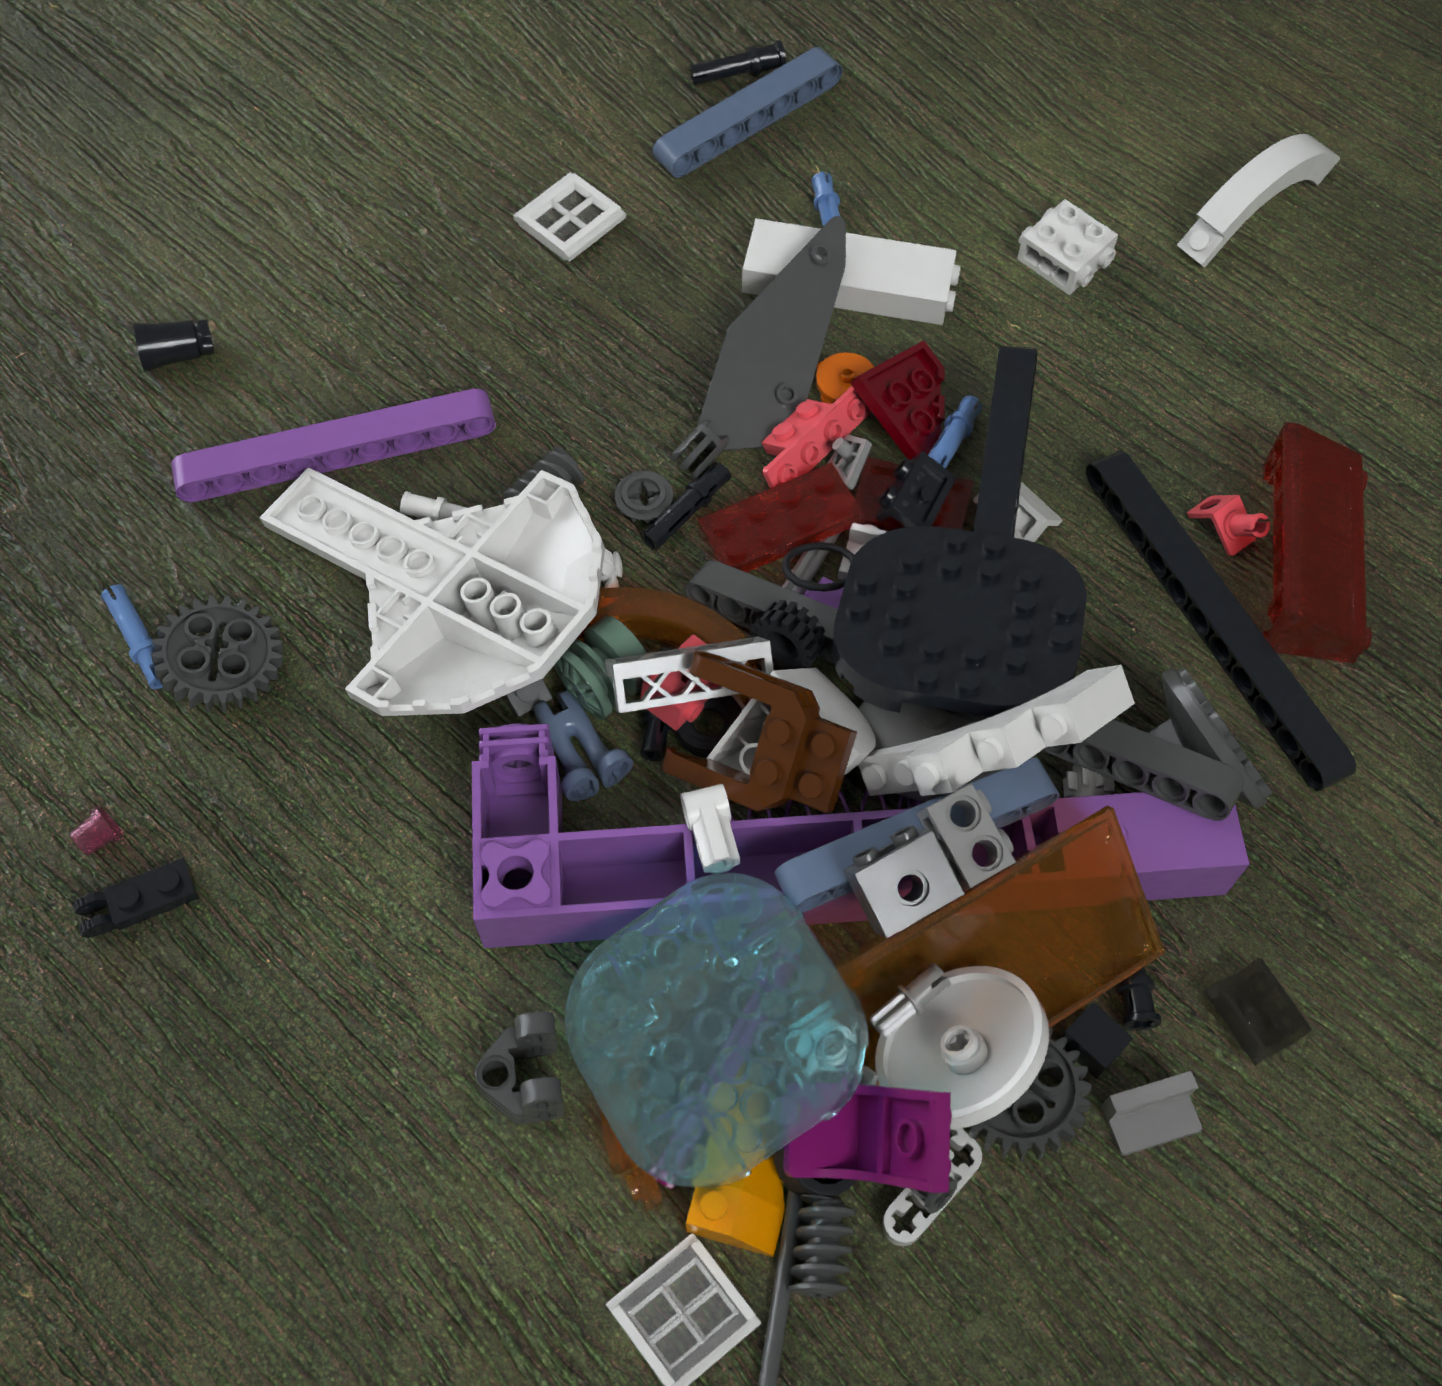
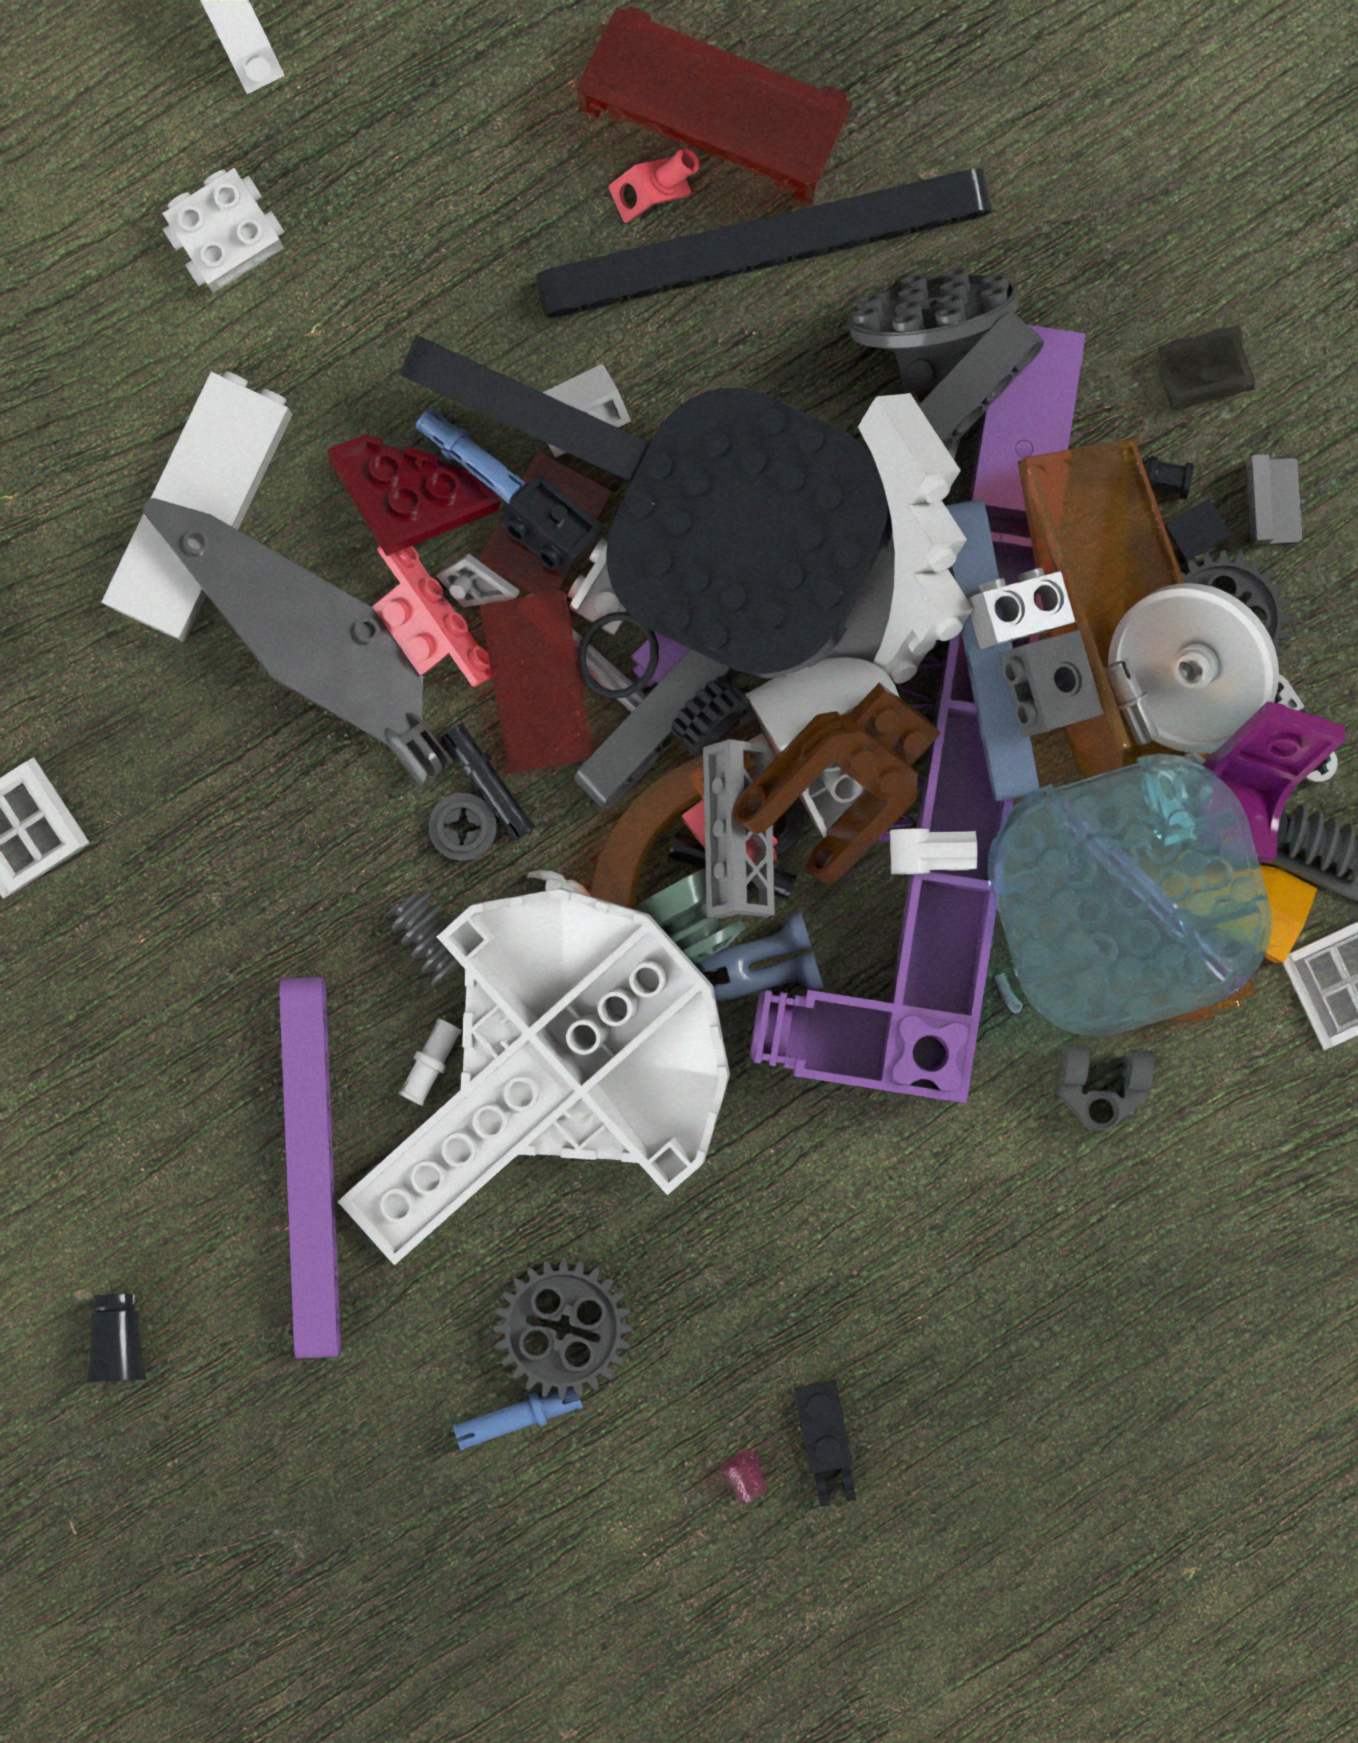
camera: 75 degrees left, 25 degrees up
(826, 198) = (76, 503): medium blue axle -> none
(837, 373) = (349, 555): orange piece -> none

